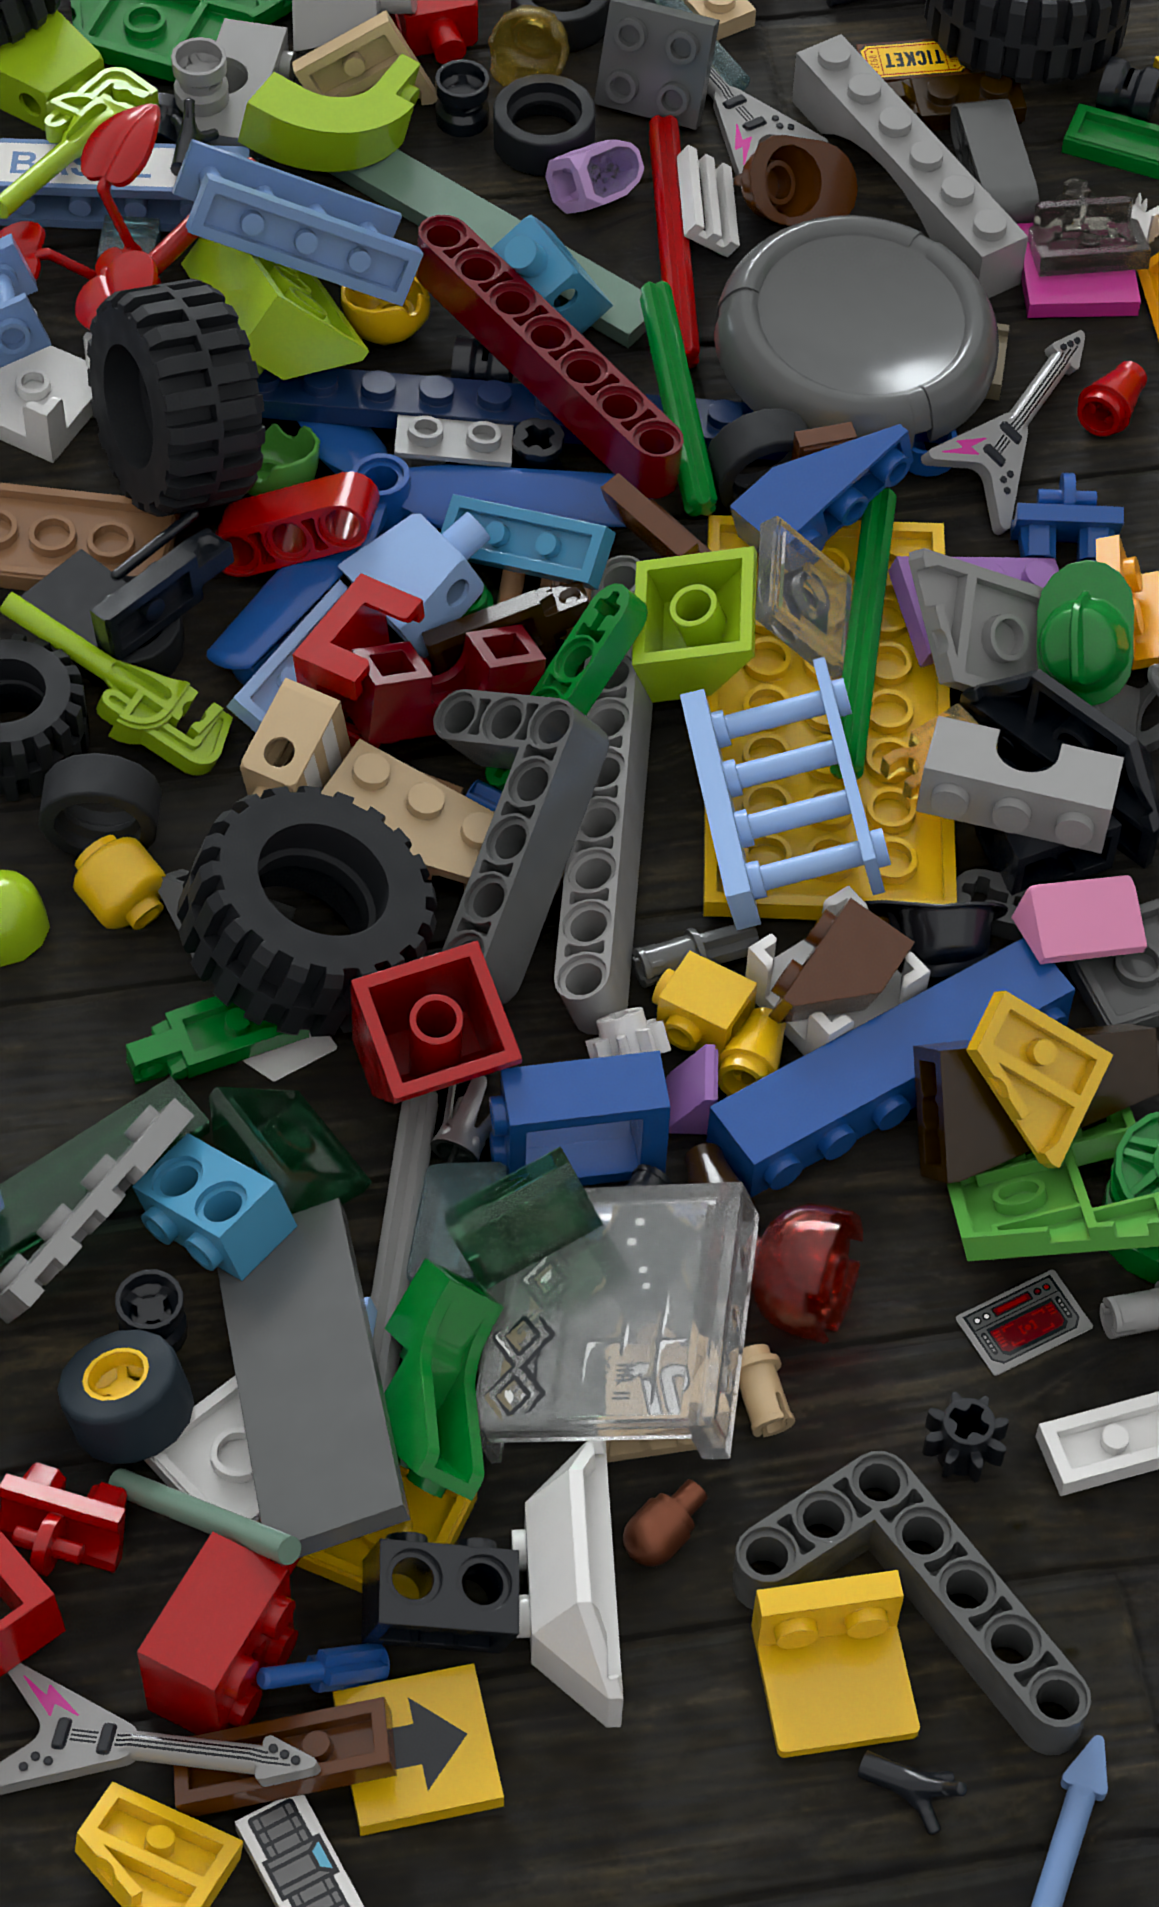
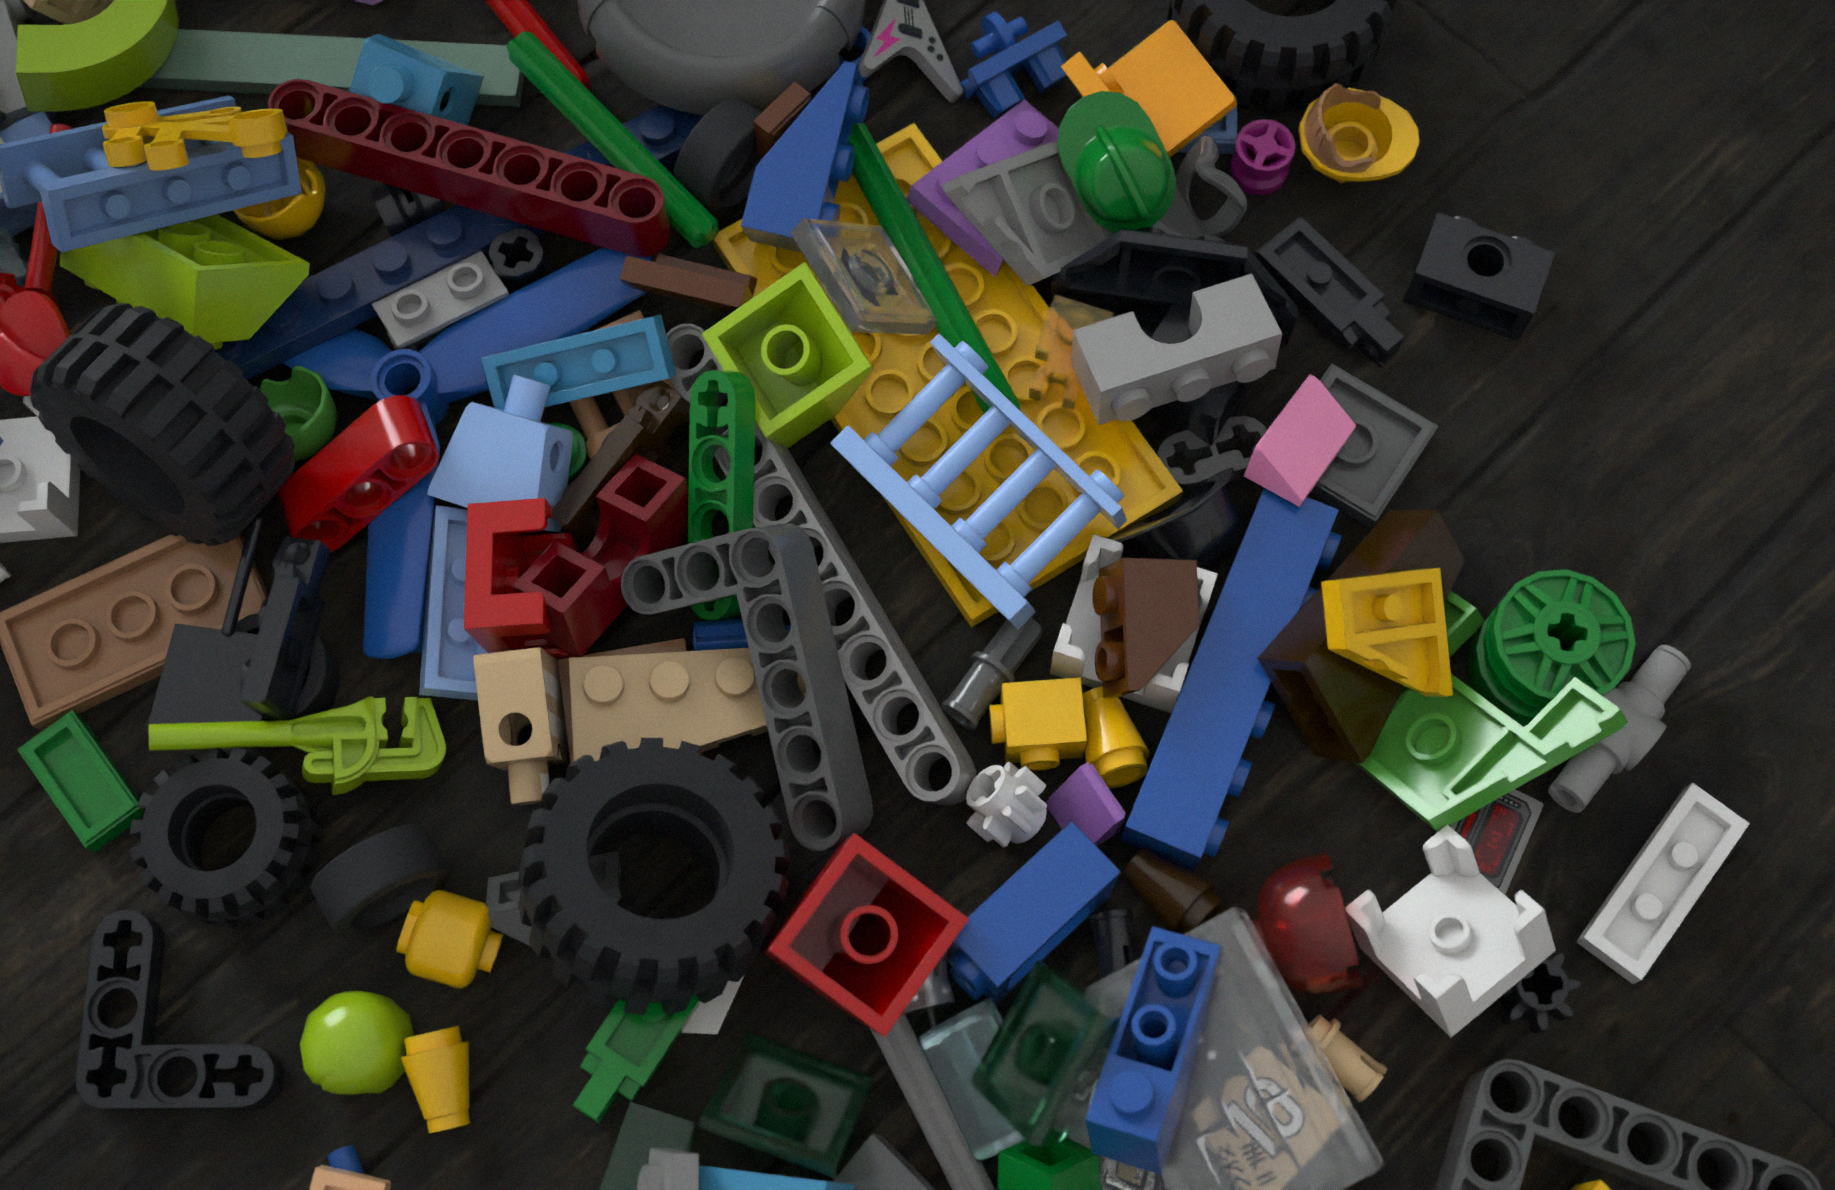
camera: 30 degrees left, 15 degrees up
(41, 972) = (439, 1077): none -> yellow cone
(312, 192) = (142, 135): none -> yellow plant
(591, 1247) = (1153, 1052): none -> blue slope
(921, 1352) = (1453, 936): none -> white panel

